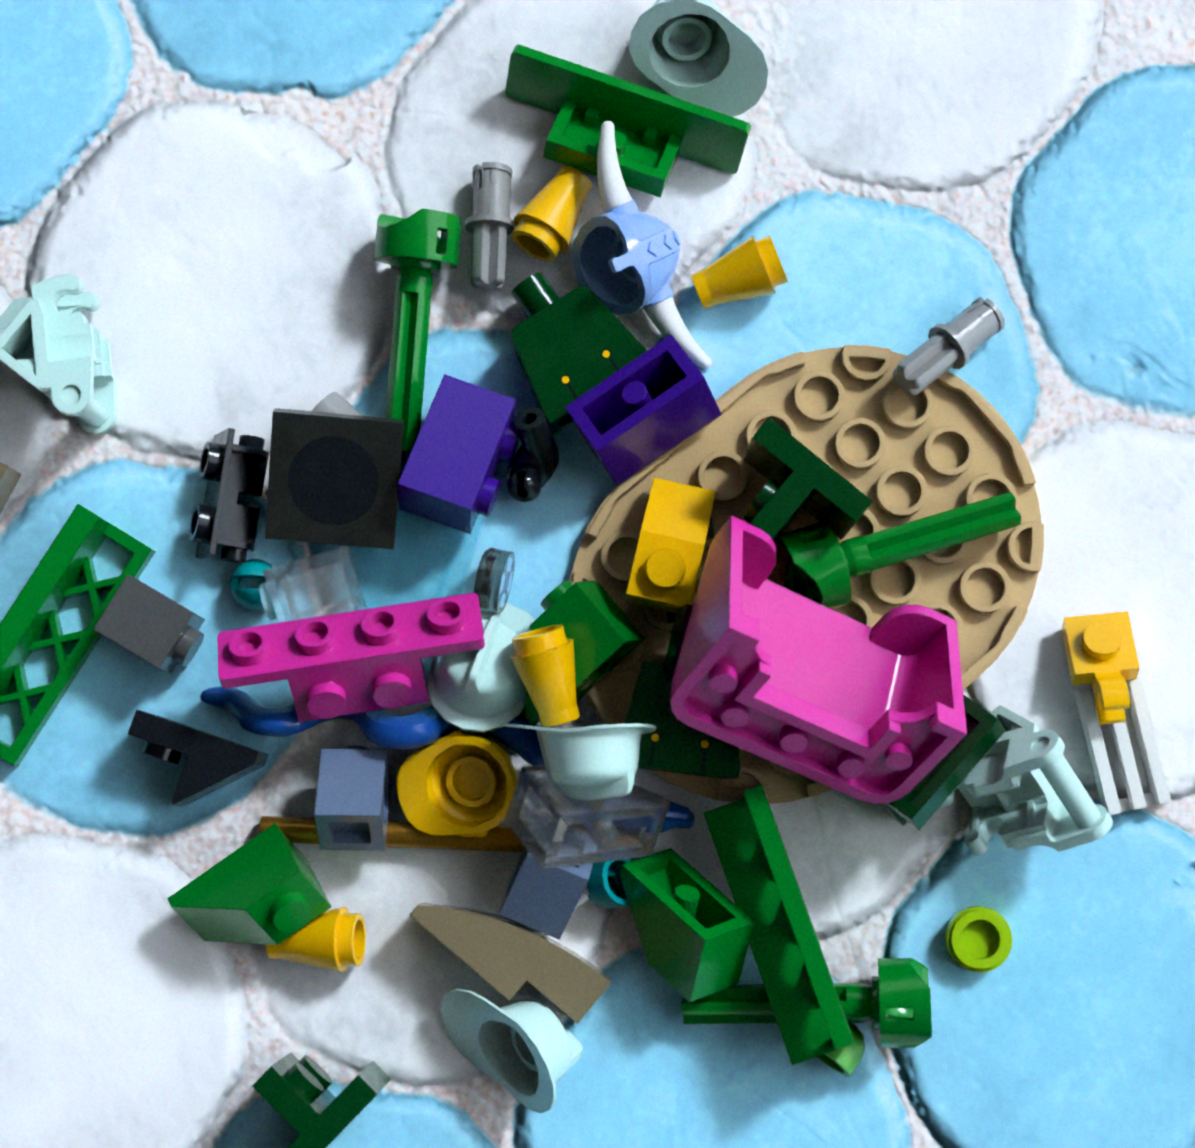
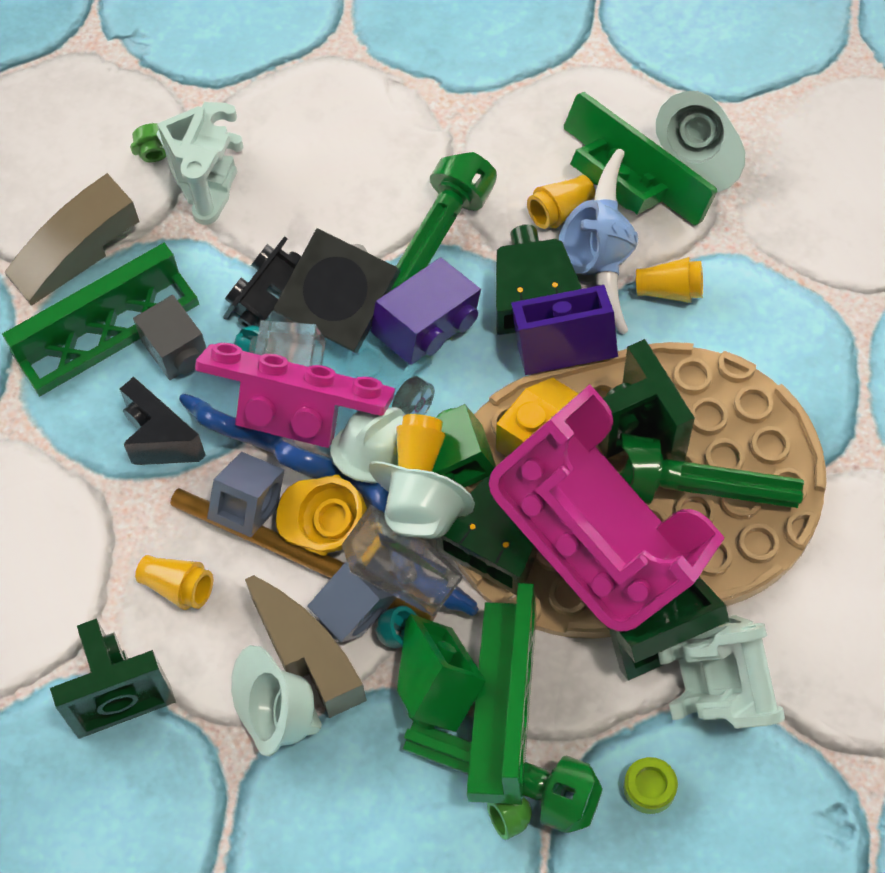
camera: 25 degrees right, 20 degrees down
(253, 894) = (145, 527): green slope -> none
(490, 224) = (515, 191): light grey axle -> none
(535, 458) = (479, 336): black arm -> none
(949, 345) = (798, 375): light grey axle -> none
(1102, 654) = (827, 621): yellow plate -> none
(1148, 748) = (823, 653): white tile -> none

